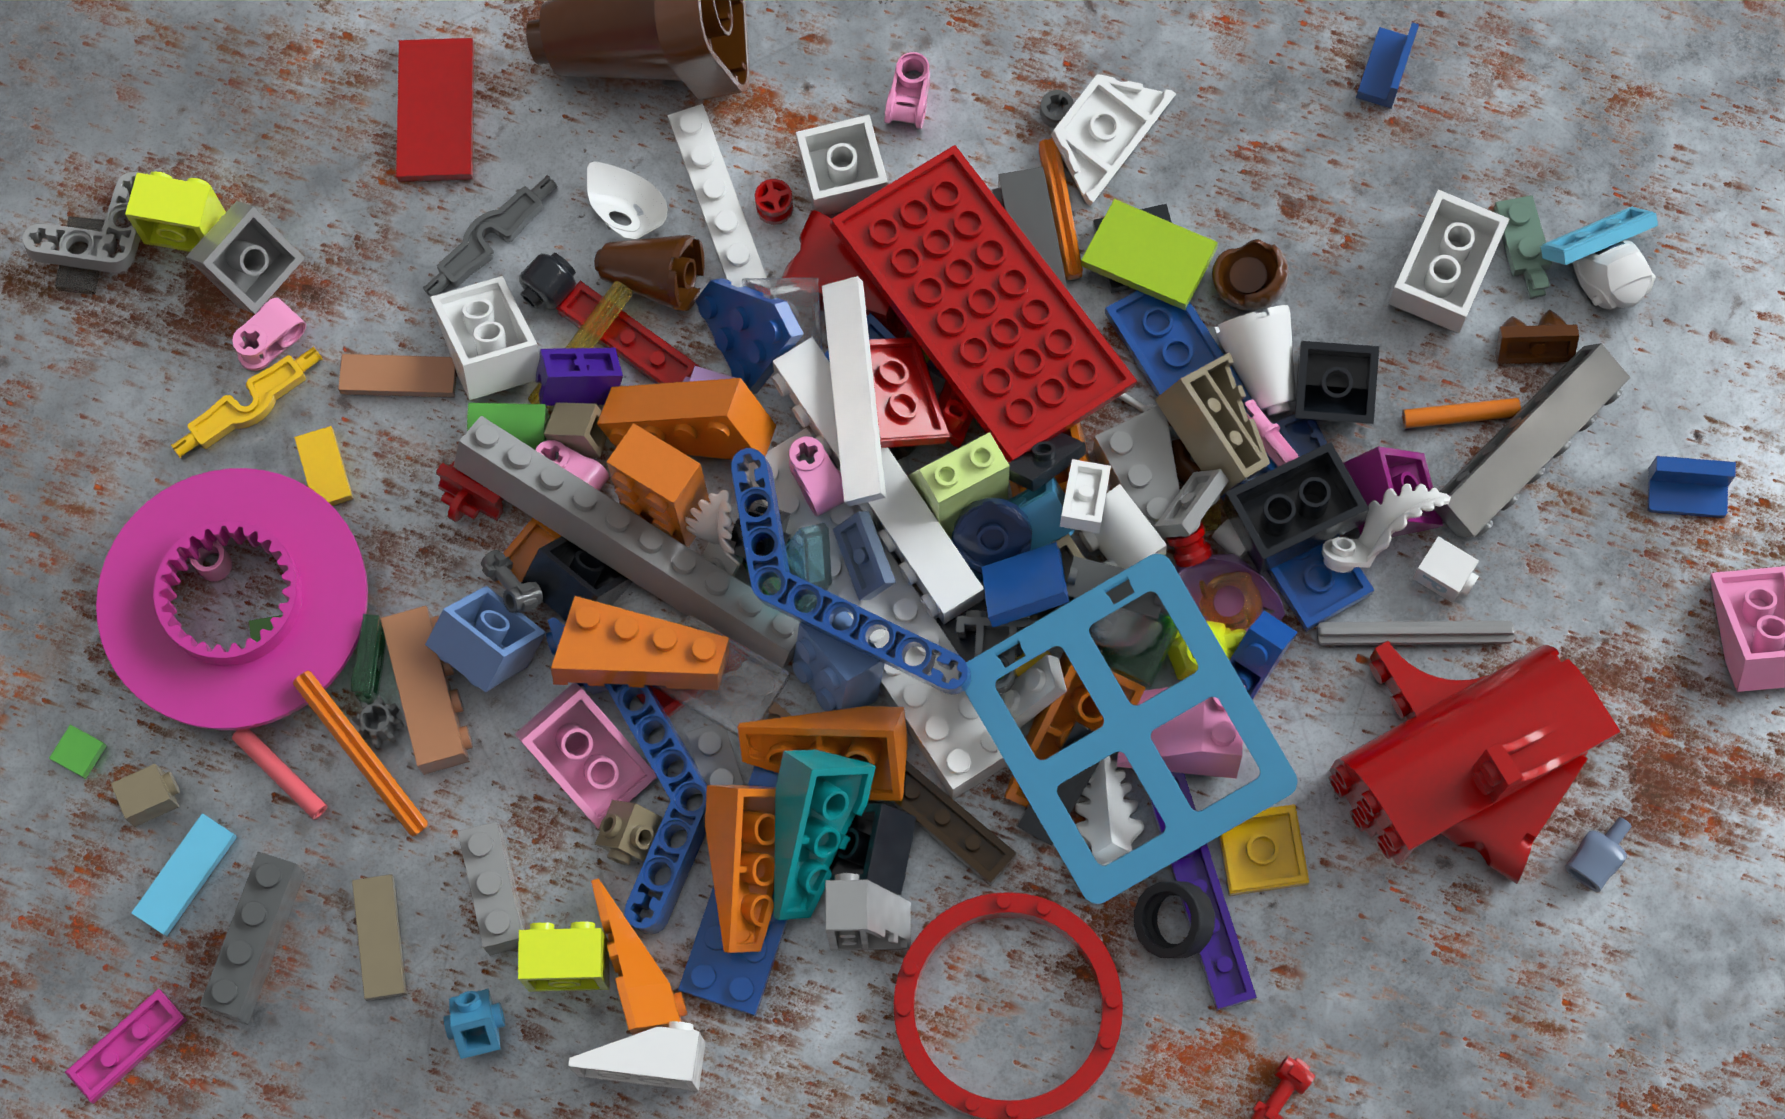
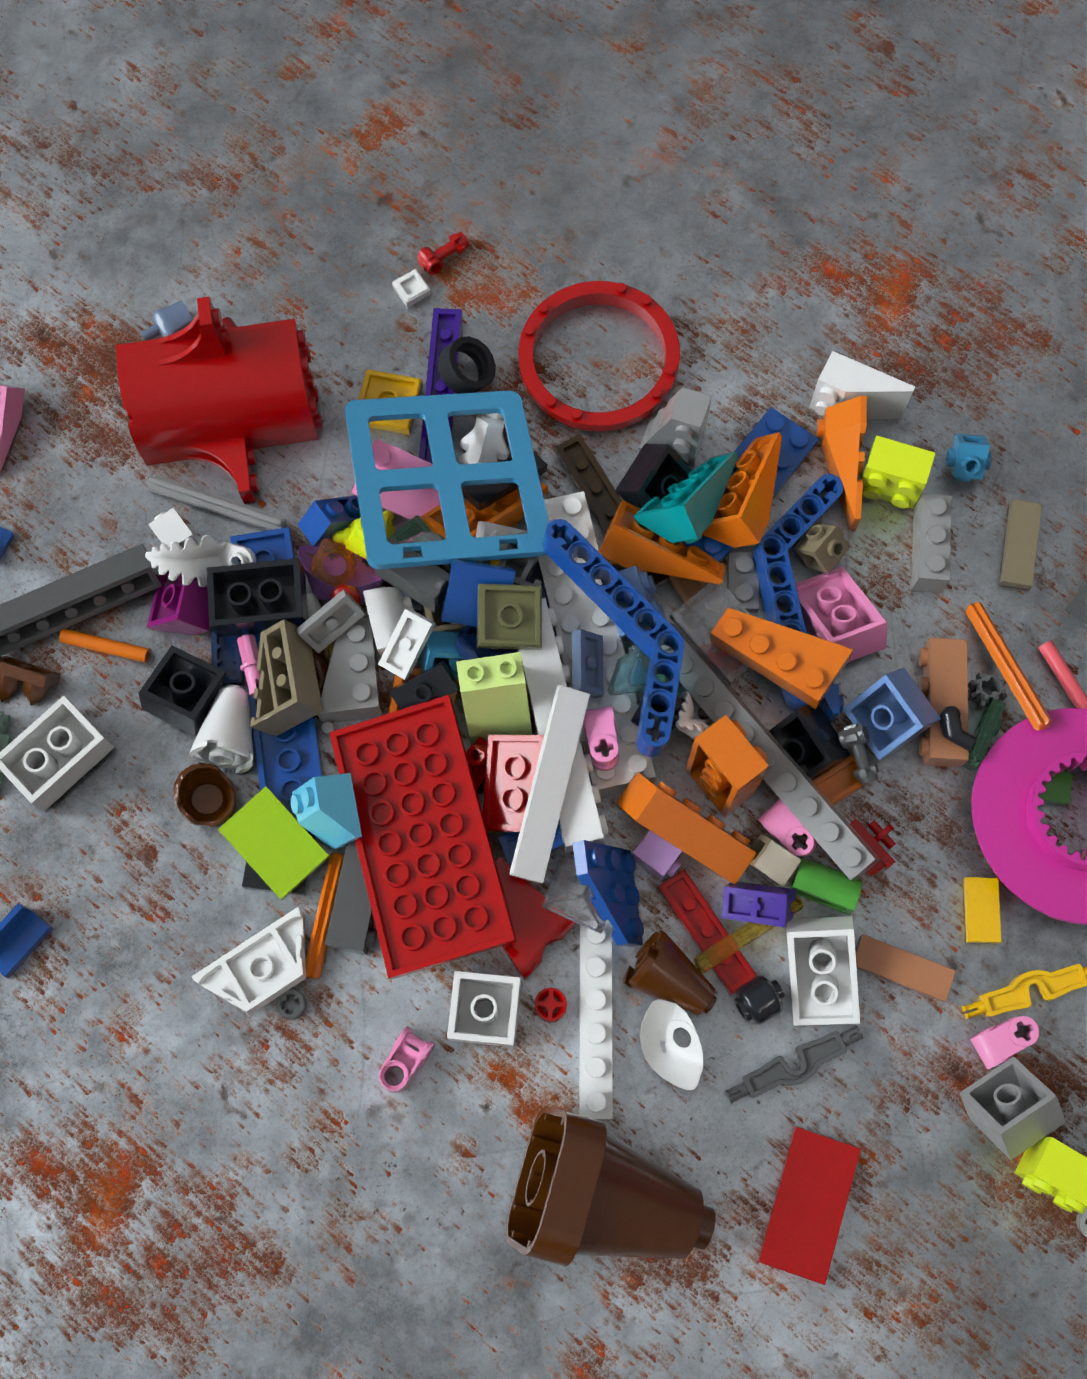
camera: 160 degrees left, 0 degrees up
(408, 641) = (952, 728): none -> black arm
(974, 565) = (509, 616): none -> olive plate
(1100, 297) = (328, 809): none -> medium azure slope
(1303, 1028) = (411, 288): none -> white tile

